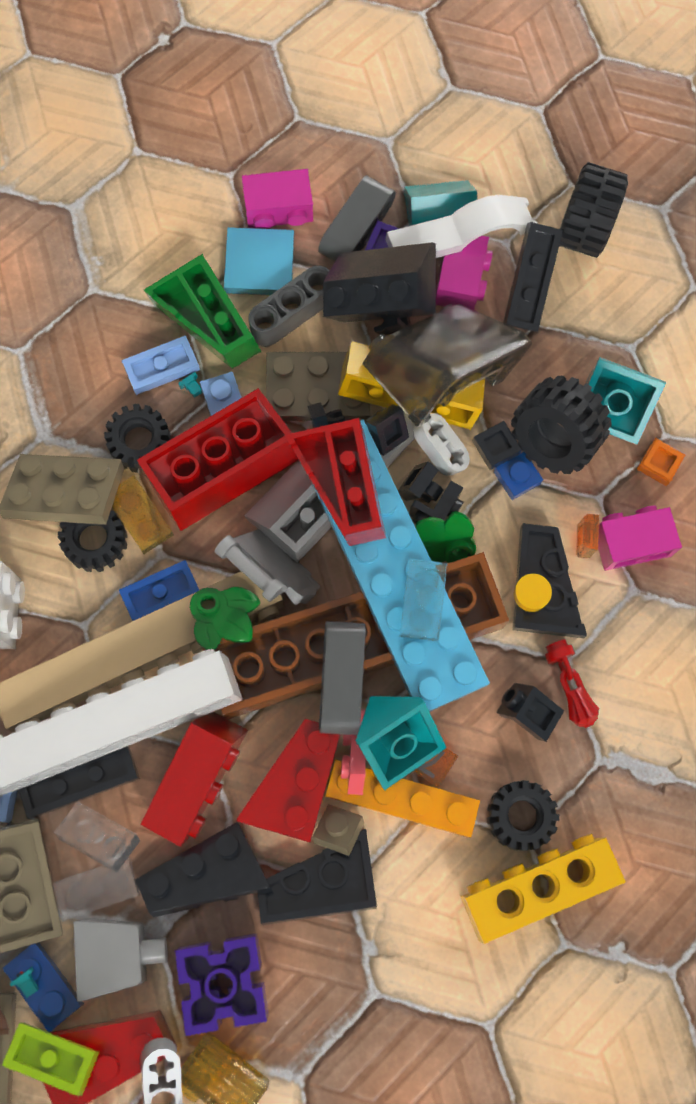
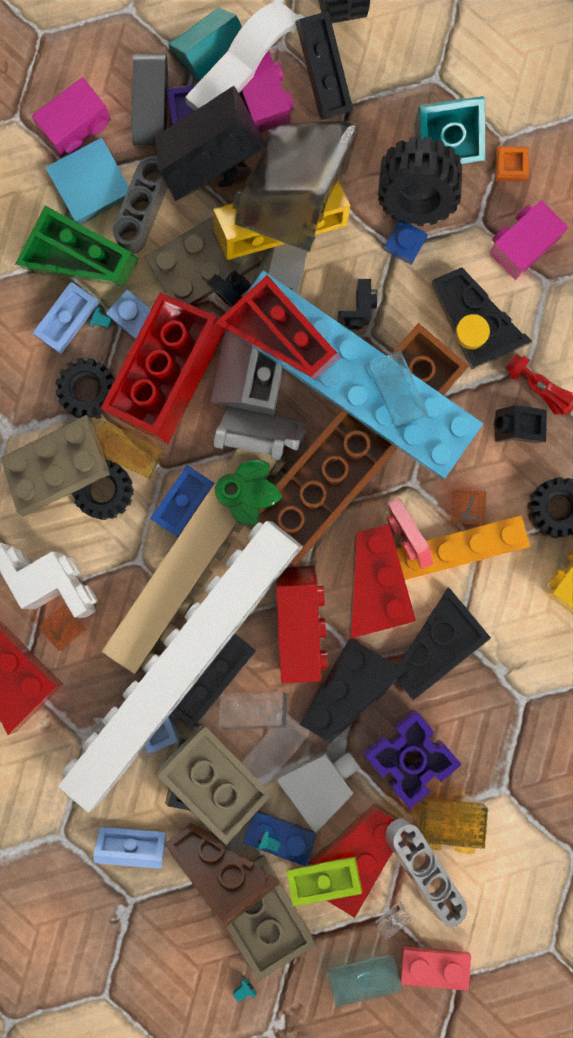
camera: 25 degrees left, 10 degrees up
(338, 829) = (429, 599): dark tan plate -> none
(342, 678) = (369, 485): dark grey beam -> none
(388, 428) = (285, 265): black tile -> none
(397, 737) = (435, 504): teal slope -> none
(420, 484) = (333, 294): black tile -> none
(442, 445) = (334, 253): white beam -> none
(447, 539) = (383, 327): green plate -> none
(496, 445) = (376, 227): black tile -> none
(587, 536) = (488, 260): clear orange tile -> none

